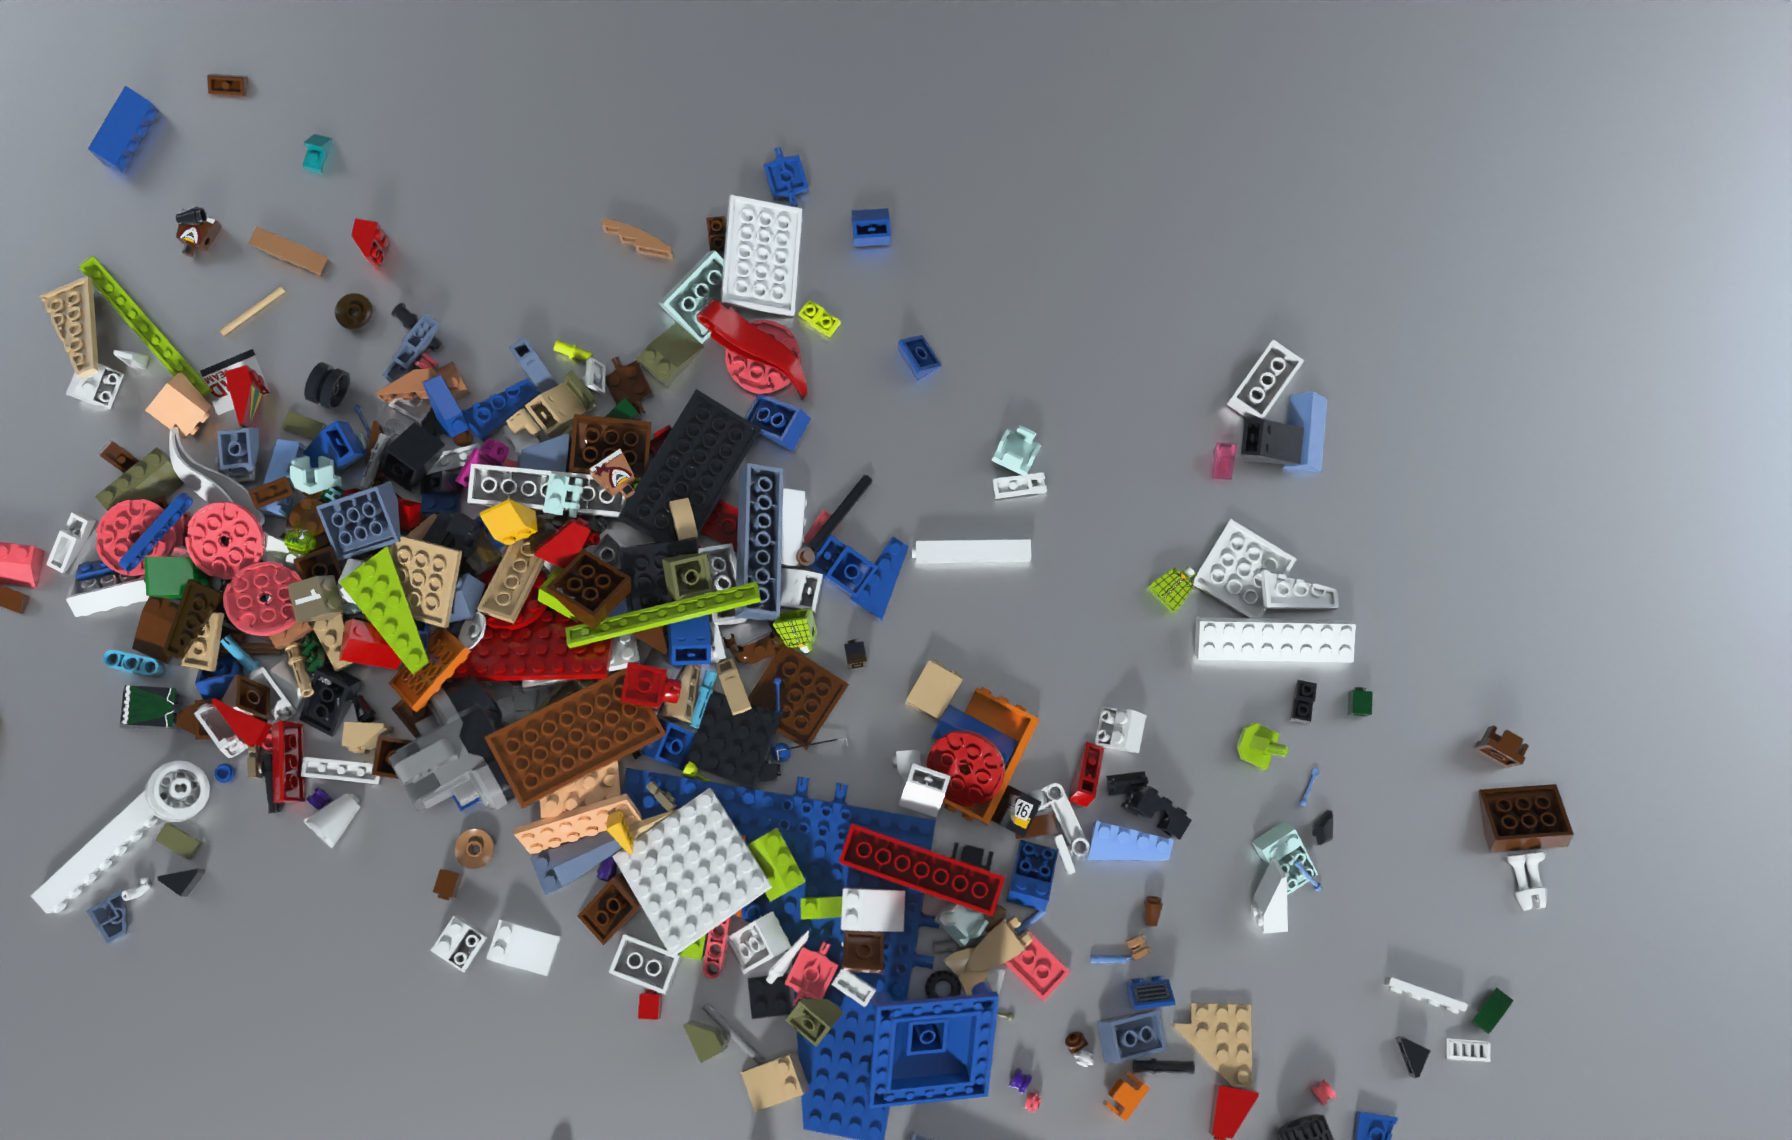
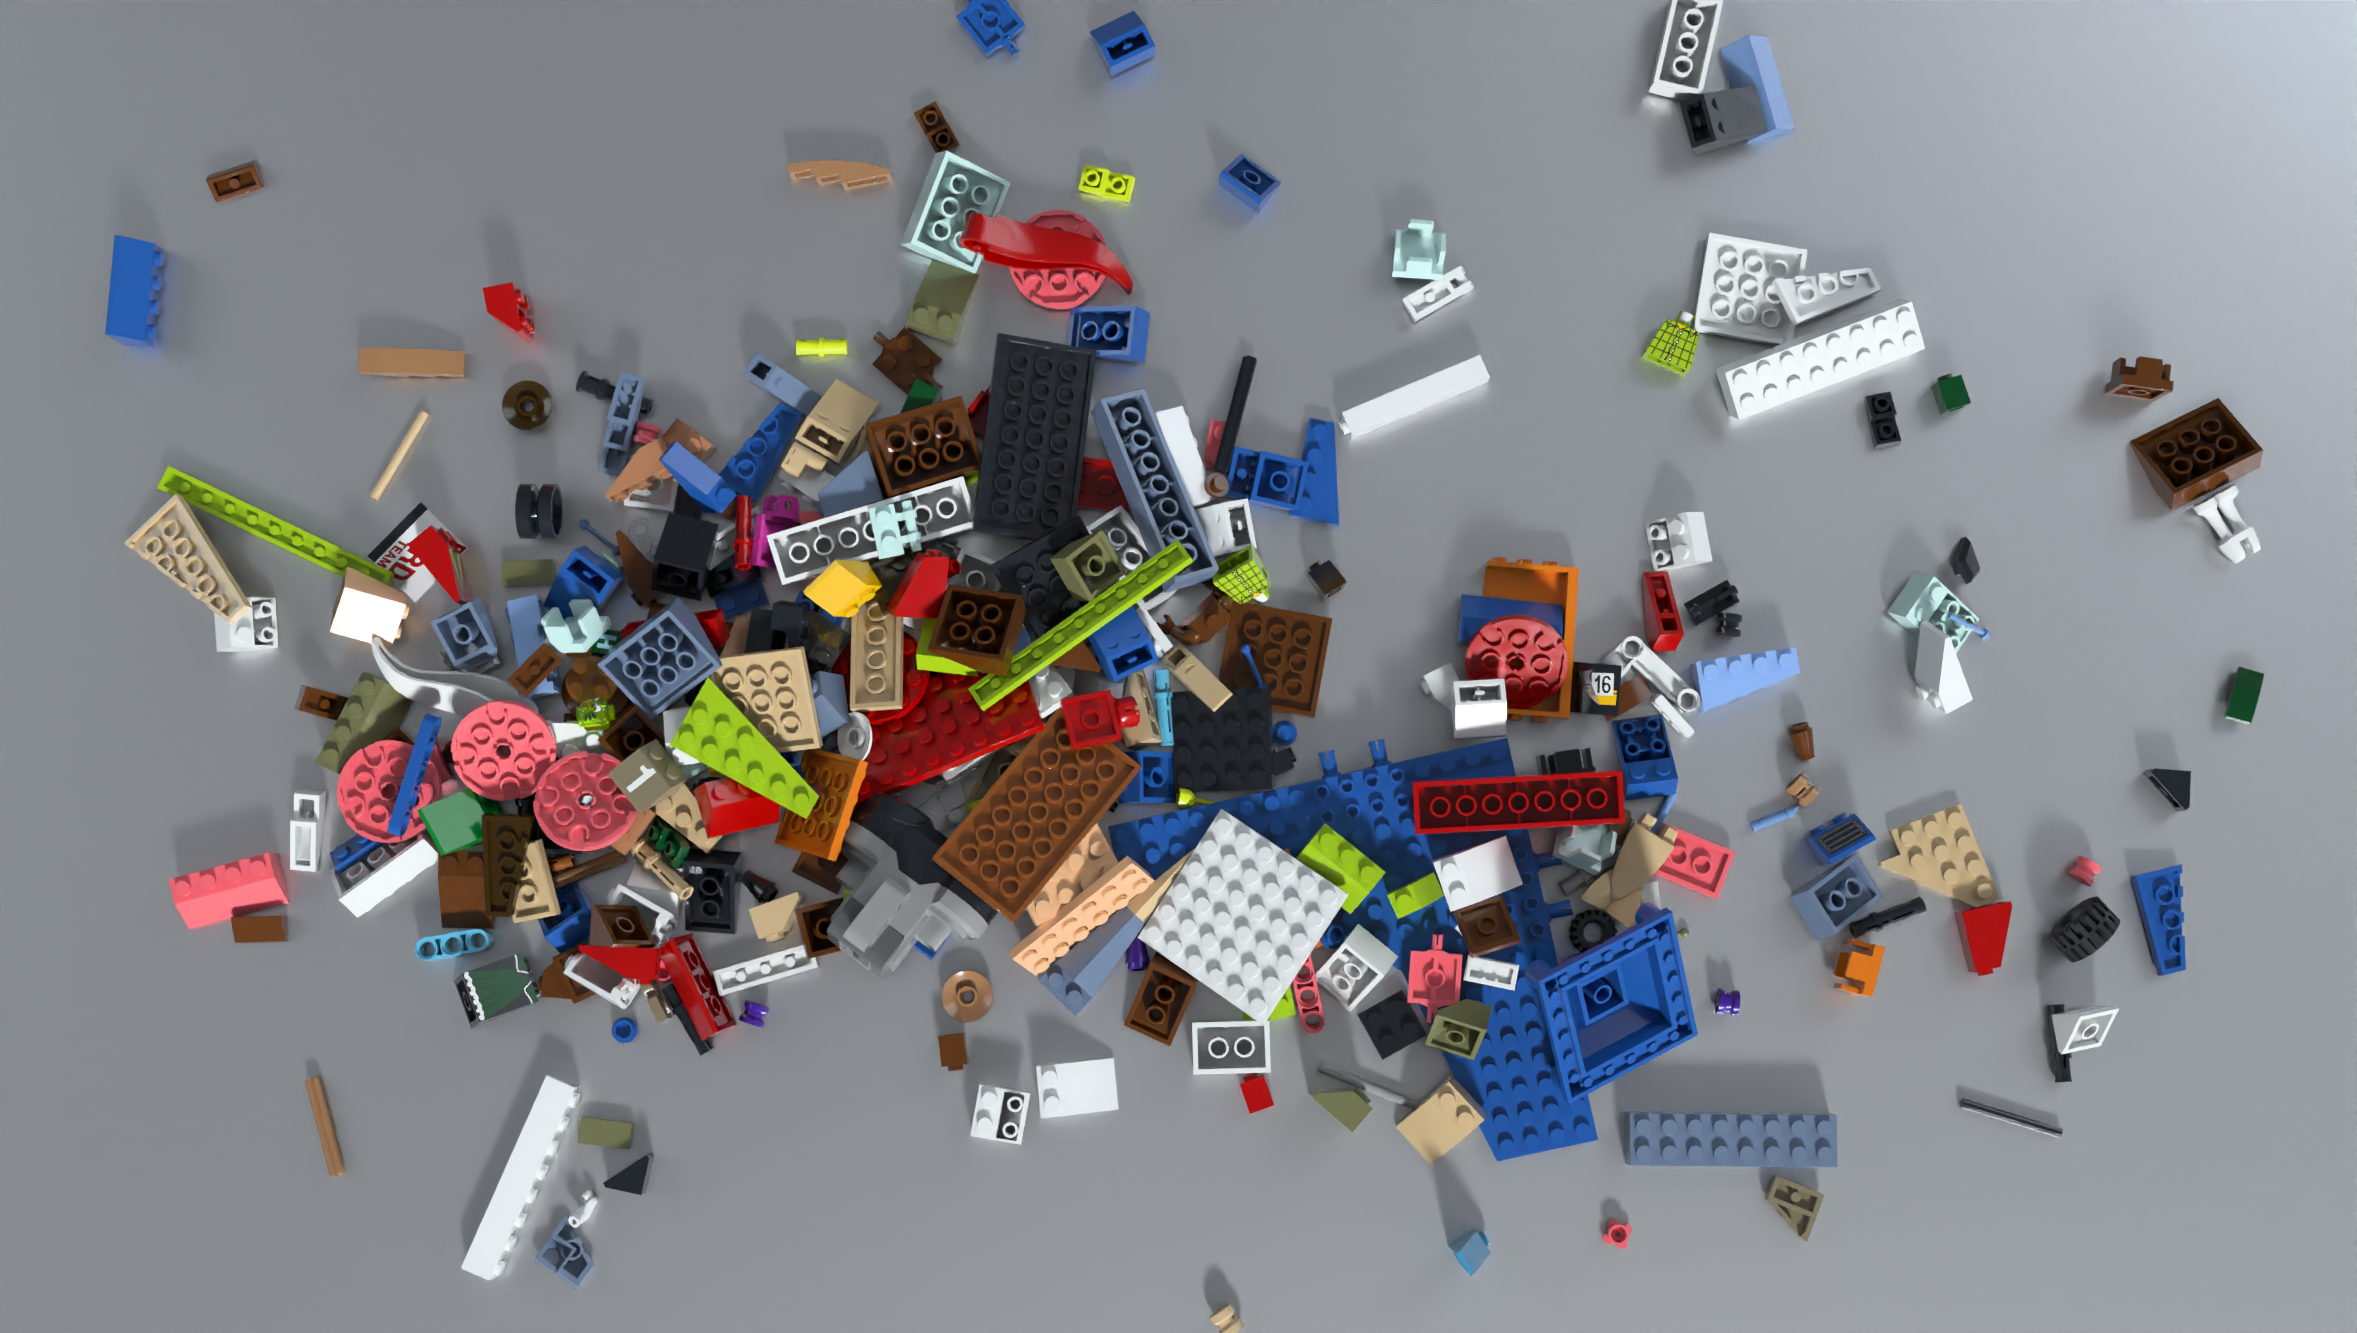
camera: 20 degrees left, 5 degrees up
(133, 359) = (281, 574): white slope -> none
(163, 808) = (597, 1058): white wheel -> none
(193, 216) = (276, 366): black cone -> none
(197, 235) = (284, 384): reddish brown torso -> none
(239, 654) = (587, 884): medium azure pin -> none
(317, 152) = (389, 223): teal slope -> none
(333, 819) = (783, 1030): white cone -> none
(374, 462) = (641, 581): light grey pin -> none
(457, 463) = (743, 541): none -> red pin
(579, 390) = (852, 391): olive tile -> none
(595, 376) = (864, 368): white slope -> none
(614, 474) = (947, 478): torso -> none
(620, 831) = (1136, 902): yellow slope -> none
(665, 799) = (1174, 844): dark tan plate -> none
(683, 519) = (1053, 499): tan slope -> none
(761, 256) = (1004, 133): white plate -> none
(782, 965) = (1395, 979): white bar -> none
(810, 745) = (1318, 708): black piece -> none
(934, 689) = (1438, 584): tan panel -> none
(1033, 1101) = (1751, 1019): coral plate -> none
(1075, 1041) = (1773, 930): reddish brown plate -> none
(1084, 1058) = (1791, 945): white plate -> none
(1172, 821) = (1784, 624): black arch -> none
(1224, 460) = (1673, 163): clear pink slope -> none
(1259, 744) = (1850, 493): lime piece -> none
(1315, 772) = (1929, 499): medium blue hinge -> none
(1417, 992) = (2169, 709): white plate -> none
(1485, 1050) = (2252, 743): white slope -> none

